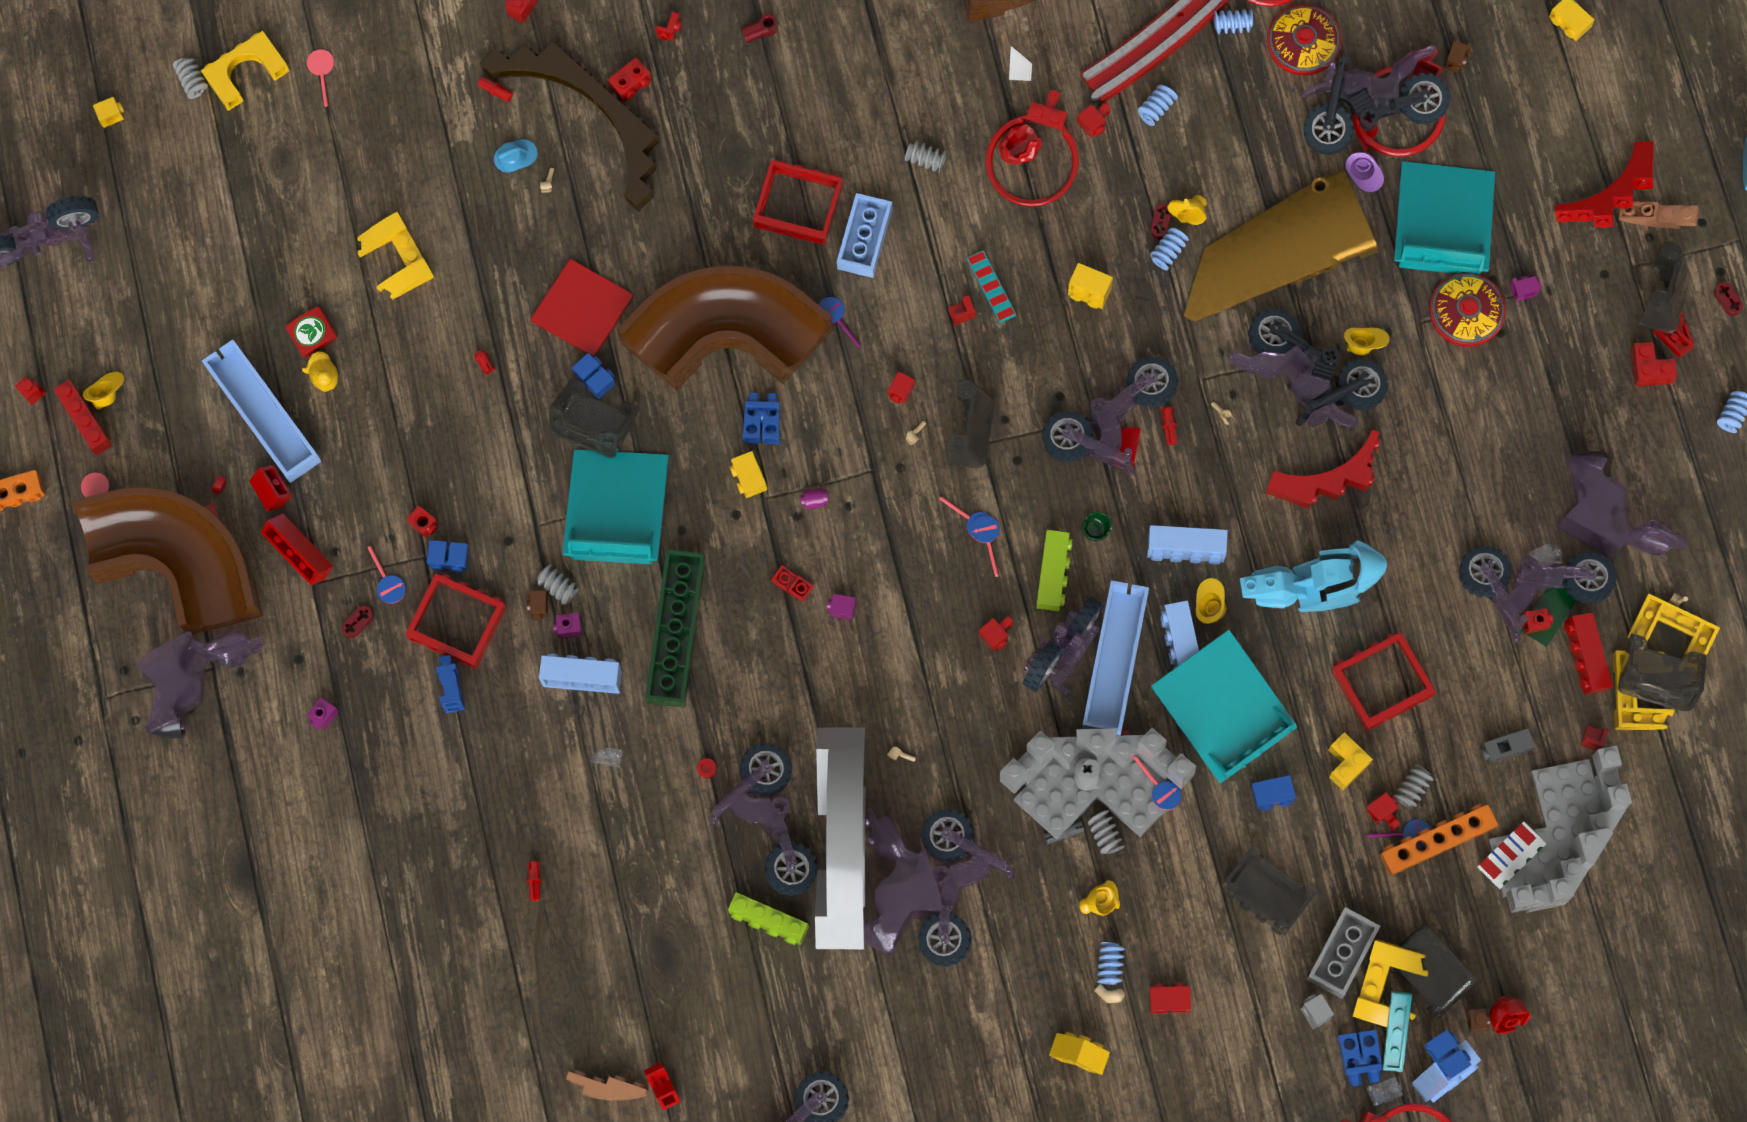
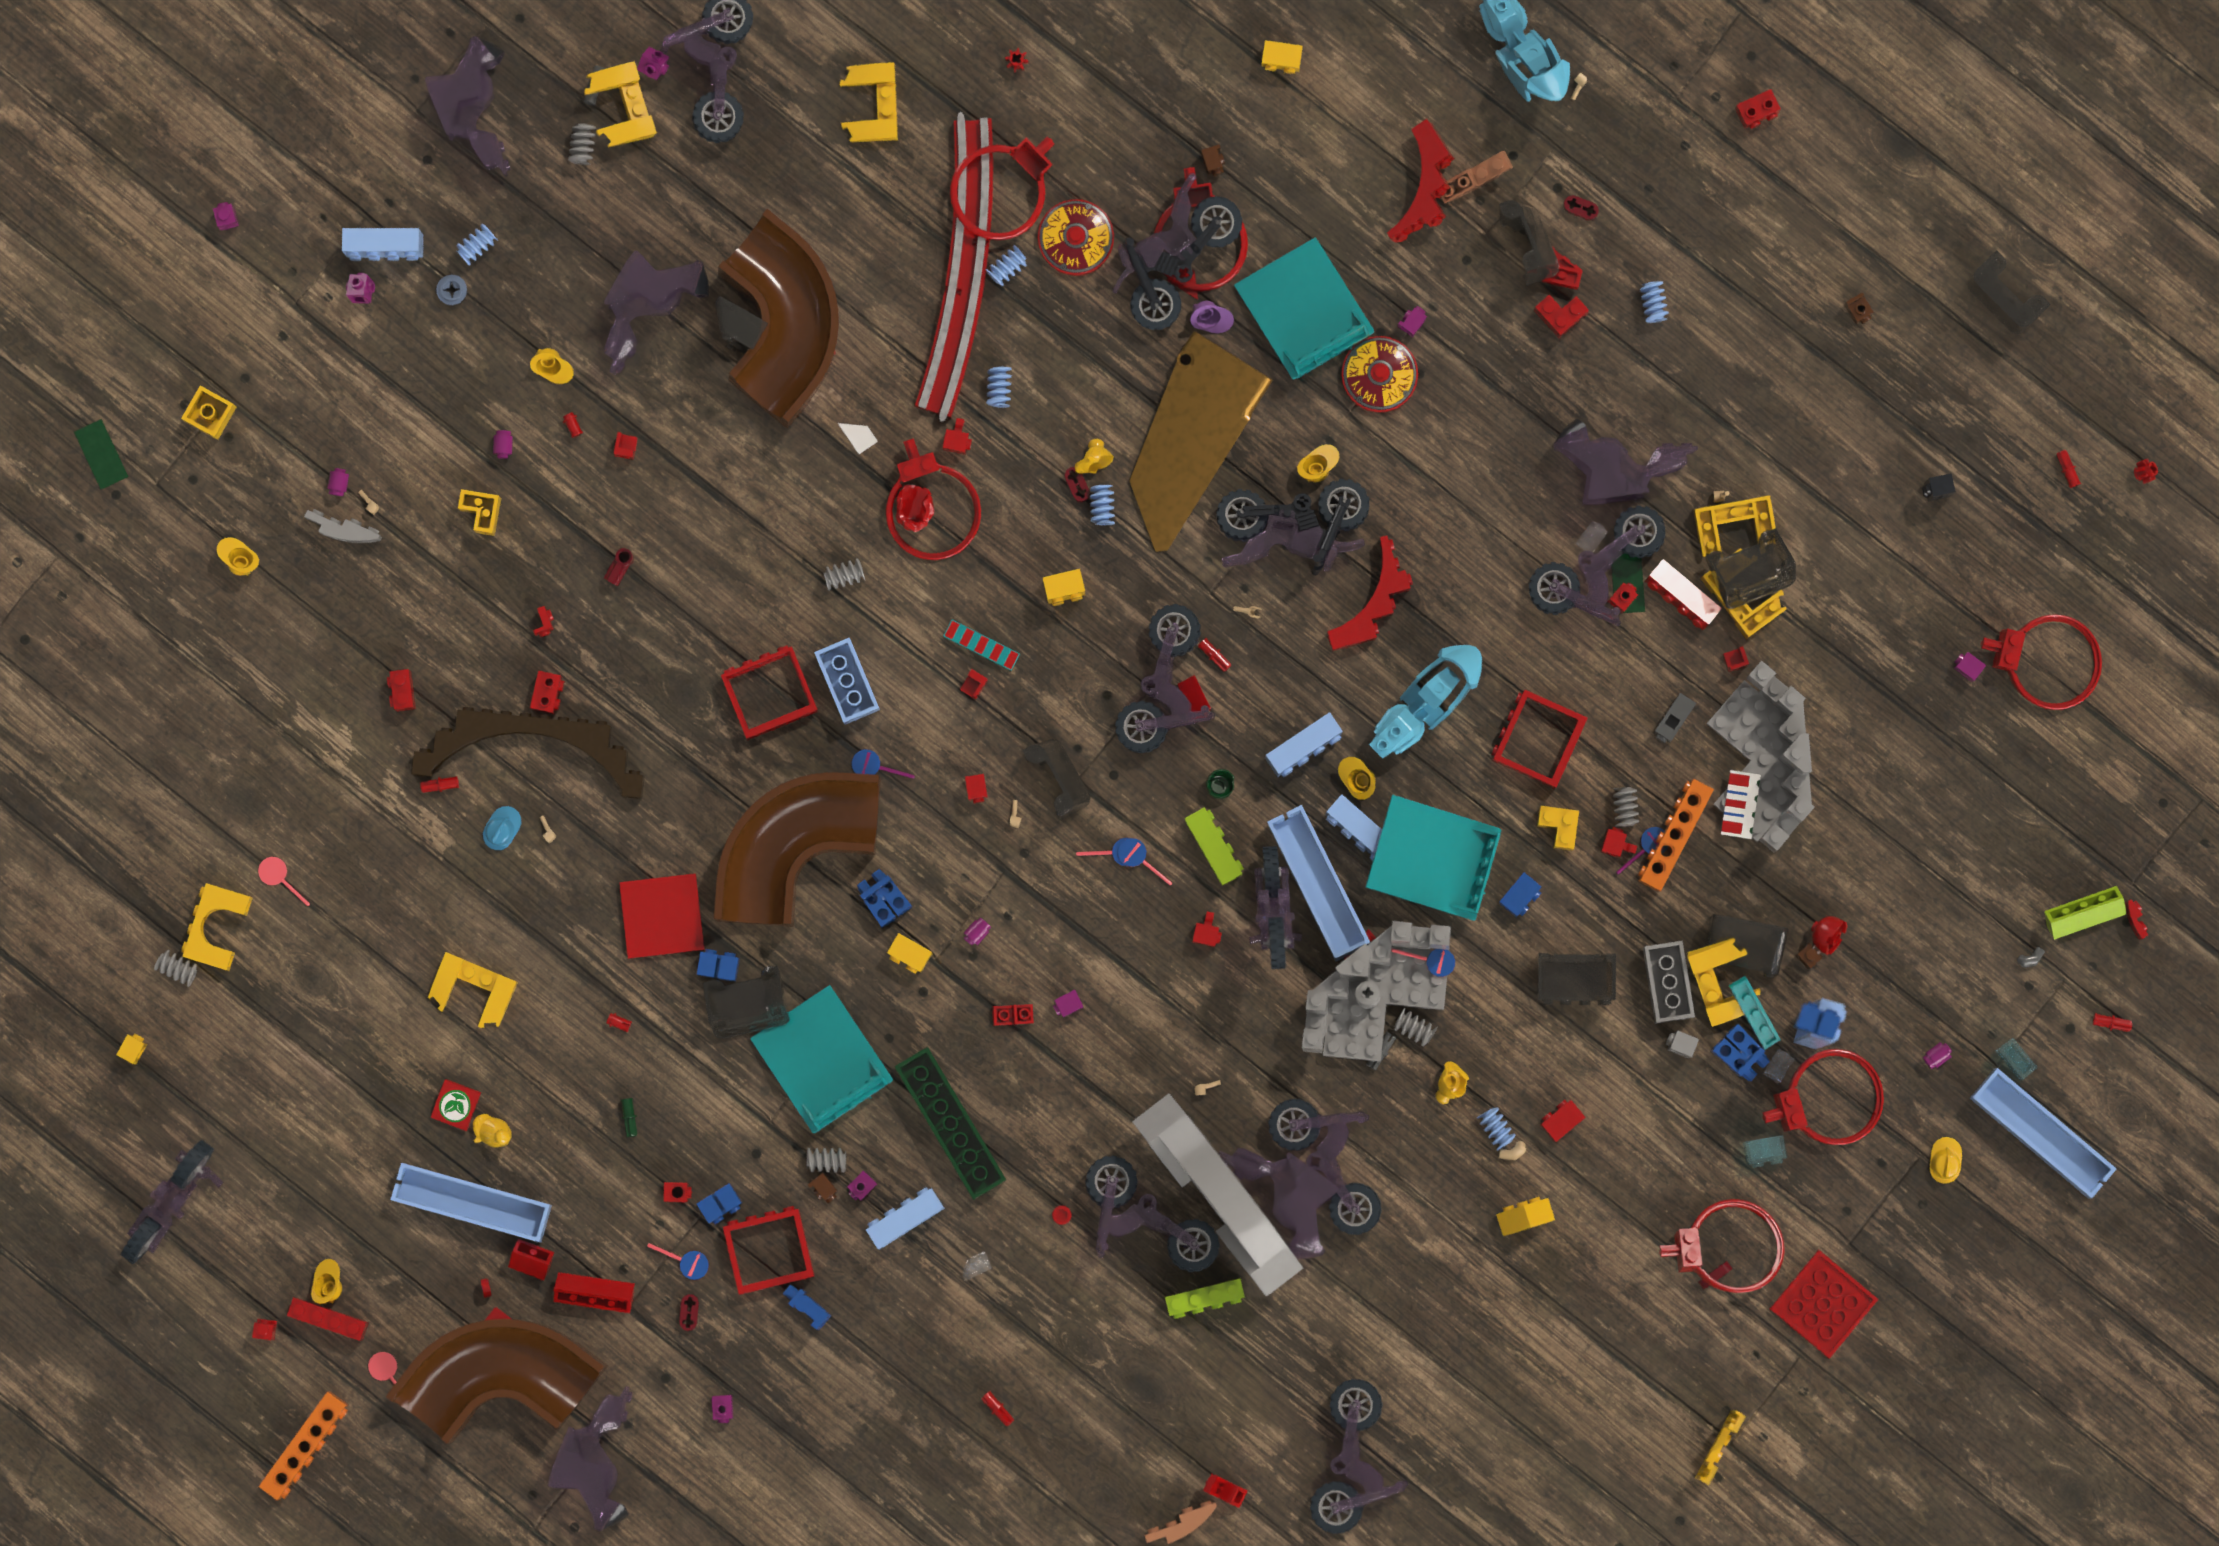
camera: 40 degrees left, 10 degrees up
(433, 439) = (629, 1117): none -> dark green axle

